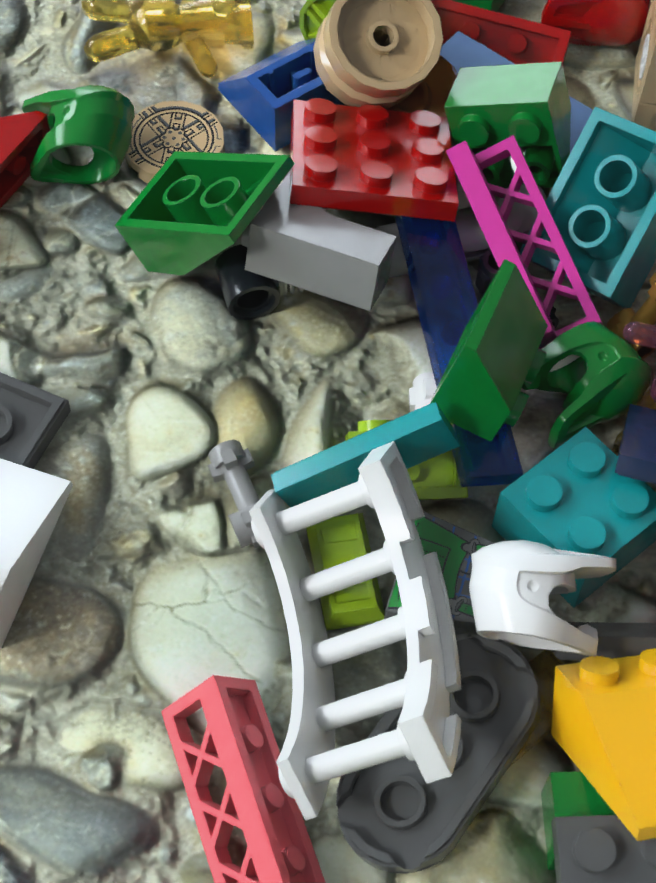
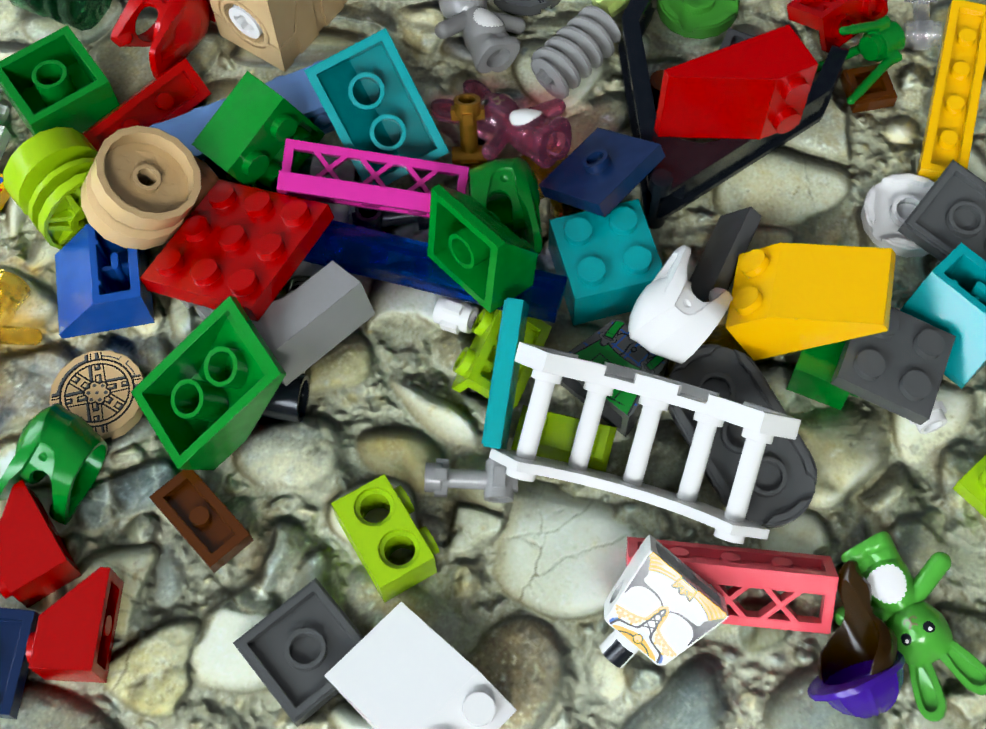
camera: 60 degrees left, 5 degrees up
(84, 278) = (201, 519): none -> reddish brown plate
(125, 434) = (378, 540): none -> lime brick
(171, 733) = (659, 607): none -> white torso

